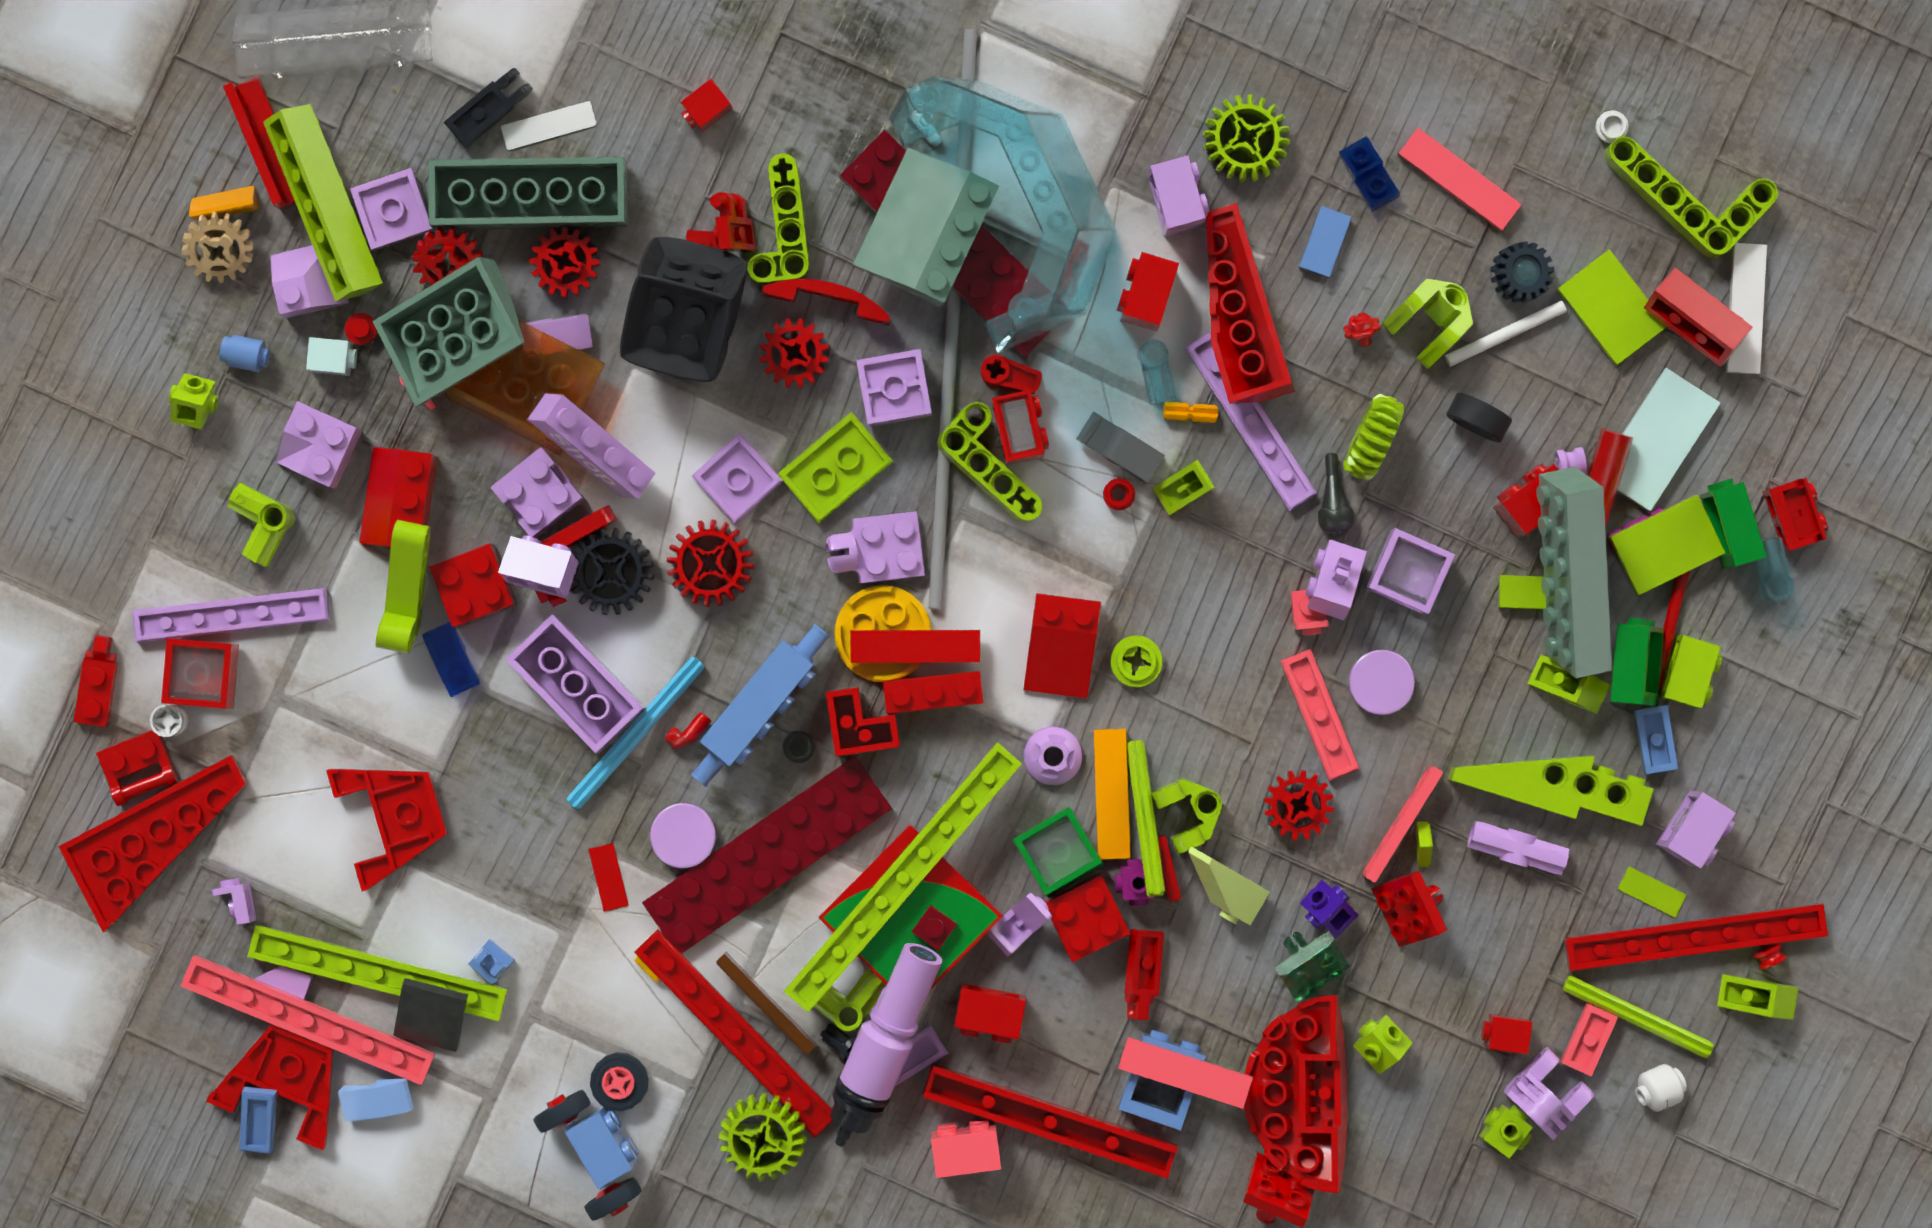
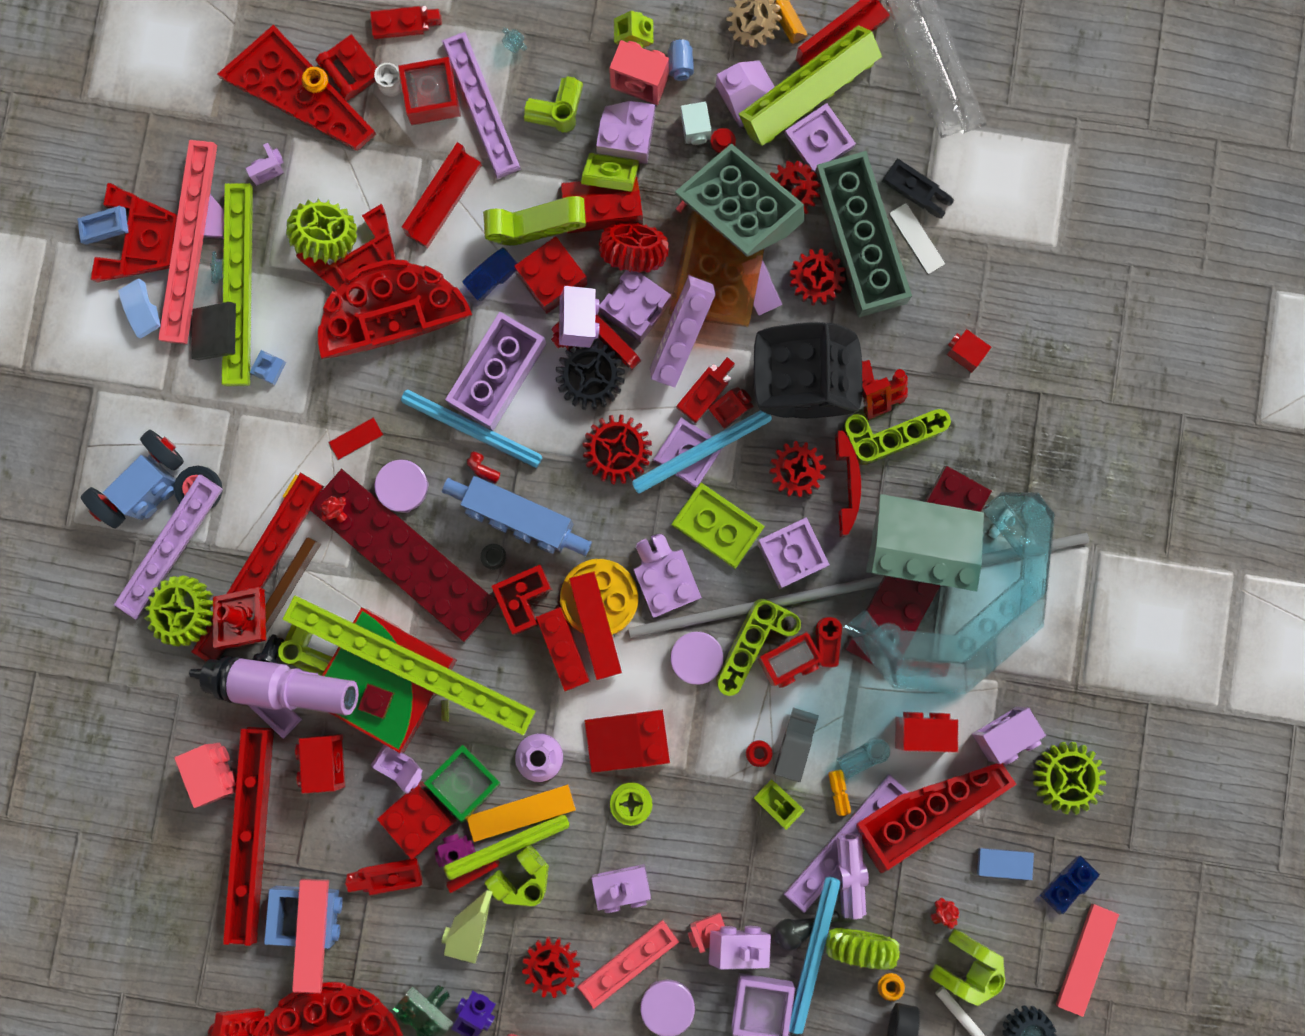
camera: 75 degrees right, 5 degrees down
(137, 815) = (310, 74): none -> light orange plate
(161, 553) = (513, 40): none -> clear light blue plate
(248, 408) = (639, 72): none -> coral brick
(336, 693) = (441, 196): none -> red fence
(351, 857) = (323, 225): none -> lime gear
(353, 991) = (216, 268): none -> clear light blue plate
(365, 478) = (610, 172): none -> lime plate
(457, 793) = (387, 306): none -> red brick
(469, 475) = (633, 247): none -> red gear
(667, 436) = (706, 390): none -> red hinge
(680, 1133) = (168, 546): none -> lavender tile
(690, 921) = (333, 508): none -> red plant
(695, 411) = (731, 406): none -> red bracket
(741, 464) = (701, 451): none -> medium azure axle
(789, 1076) = (230, 618): none -> red plate
(967, 850) = (444, 710): none -> lime sticker
(986, 536) = (696, 658): none -> lavender tile
(1230, 698) = (621, 888): none -> lavender brick
(1288, 426) = (852, 875): none -> lavender piece
(1366, 495) = (814, 954): none -> medium azure axle
(1435, 408) = (894, 994): none -> light orange plate

